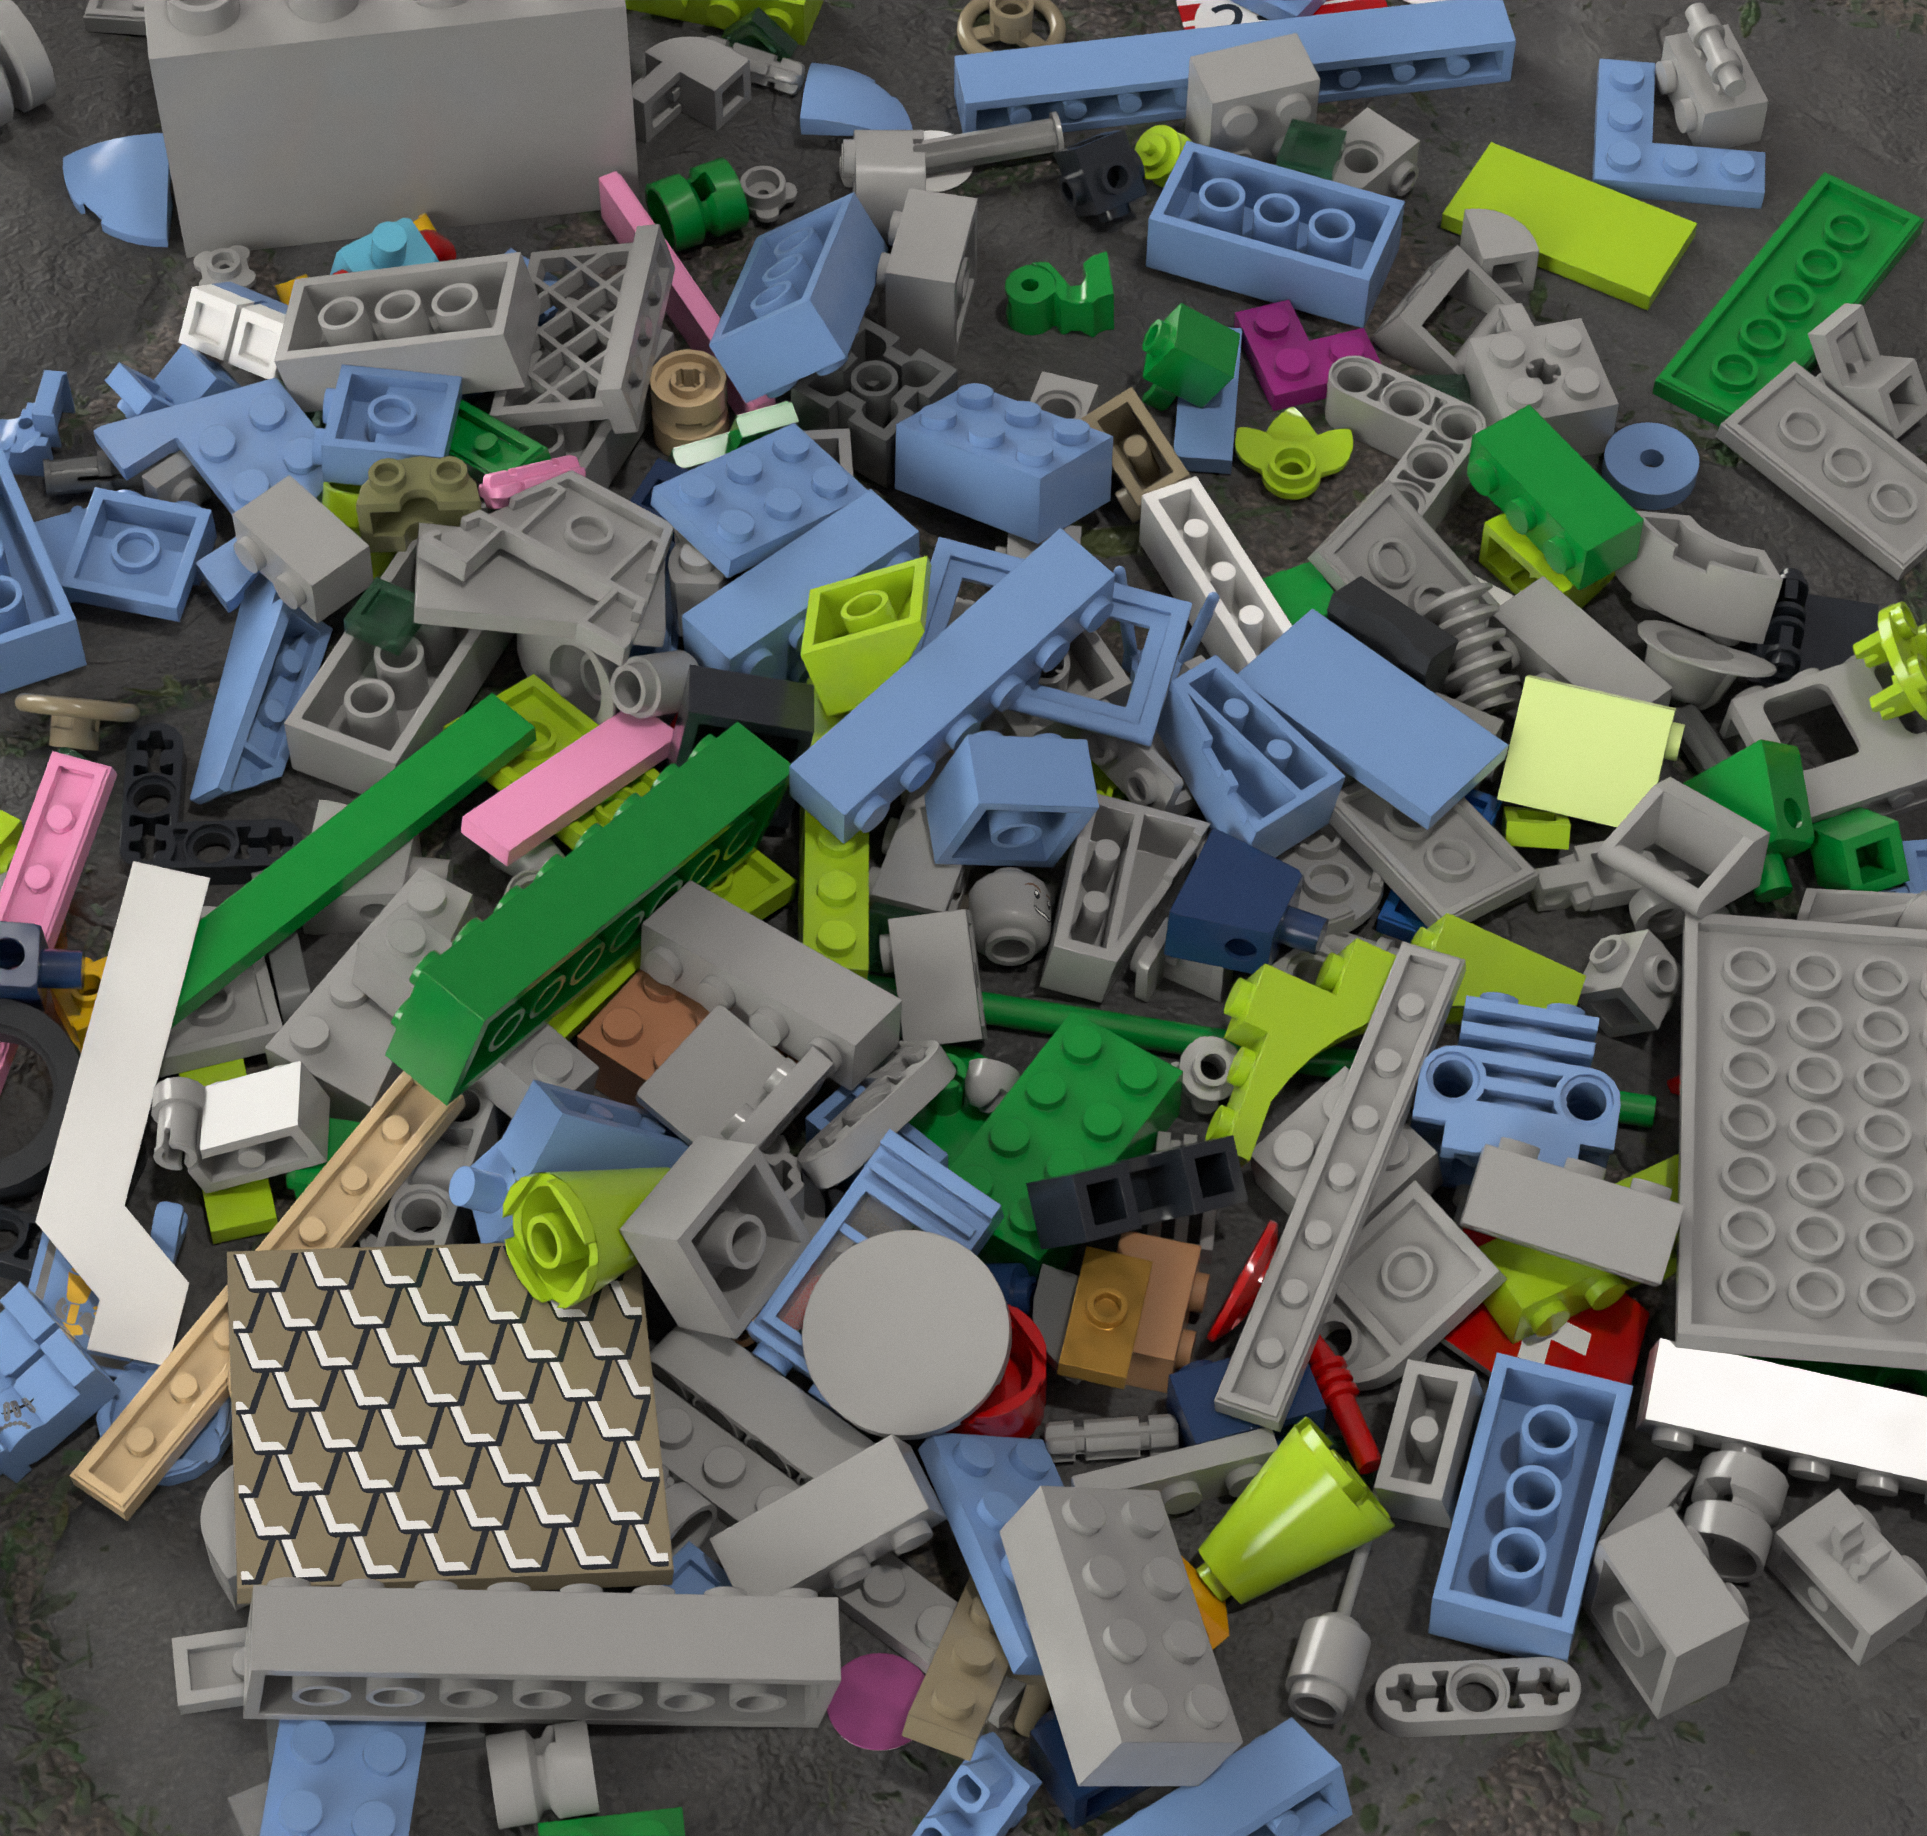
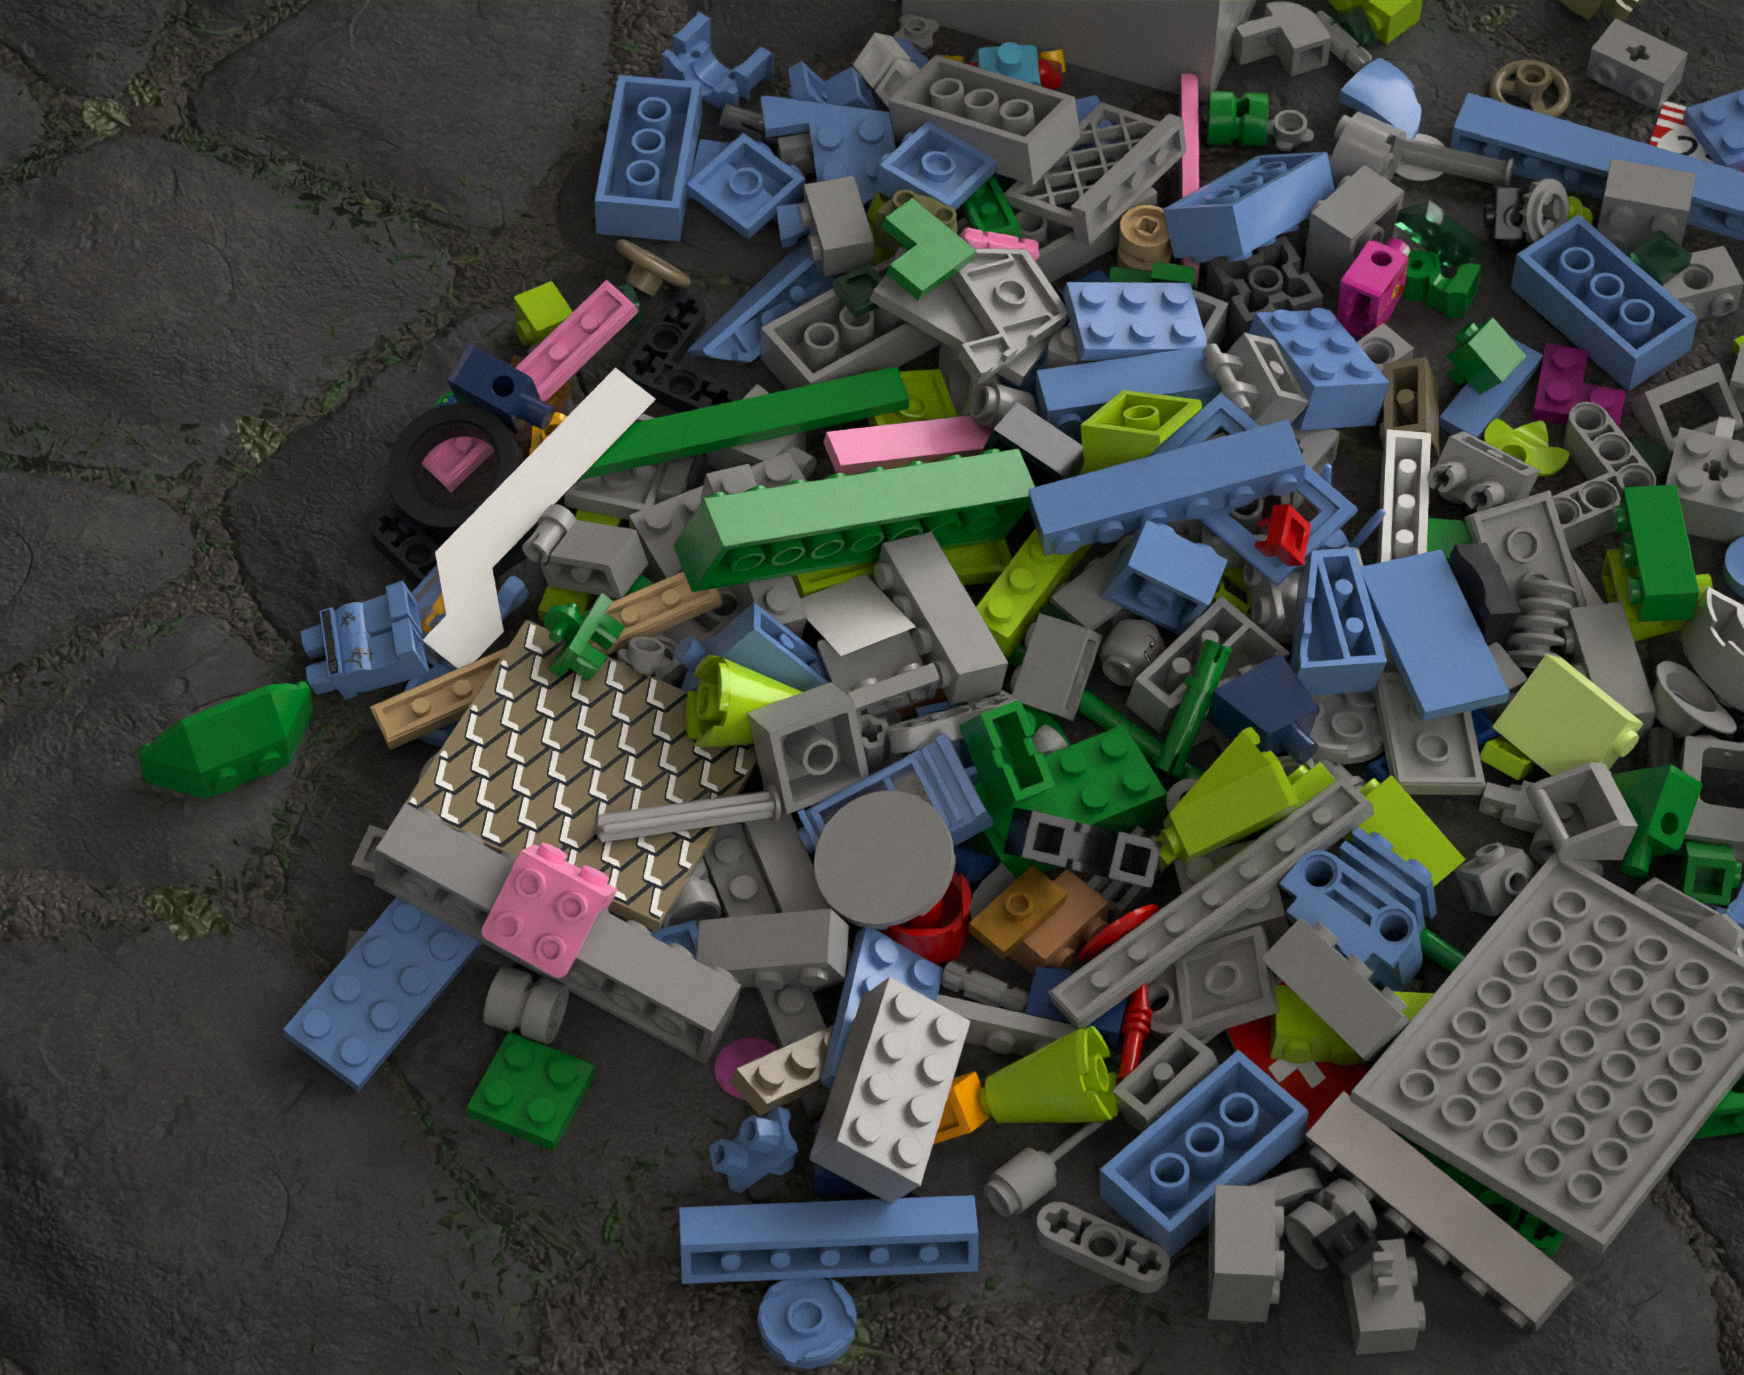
camera: 30 degrees right, 0 degrees up
(314, 1236) = (593, 624): none -> green hips
(411, 1221) = (645, 655): none -> light grey plate
(468, 517) = (933, 249): none -> tile
(534, 1630) = (547, 909): none -> bright pink bracket
(617, 1405) = (689, 815): none -> light grey axle
(659, 1034) = (854, 615): none -> white sticker
(959, 502) = (1257, 379): none -> light grey brick
(982, 1121) = (1006, 756): none -> green brick
(1003, 317) = (1378, 274): none -> dark pink torso
(1037, 235) = (1439, 234): none -> clear green plate
(1138, 677) = (1286, 535): none -> red tile
(1145, 153) = (1545, 199): none -> light grey gear
(1146, 946) = (1193, 707): none -> green pin
(1281, 502) = (1480, 474): none -> light grey brick
(1293, 1035) = (1230, 801): none -> lime slope
(1790, 1532) = (1347, 1245): none -> black tile

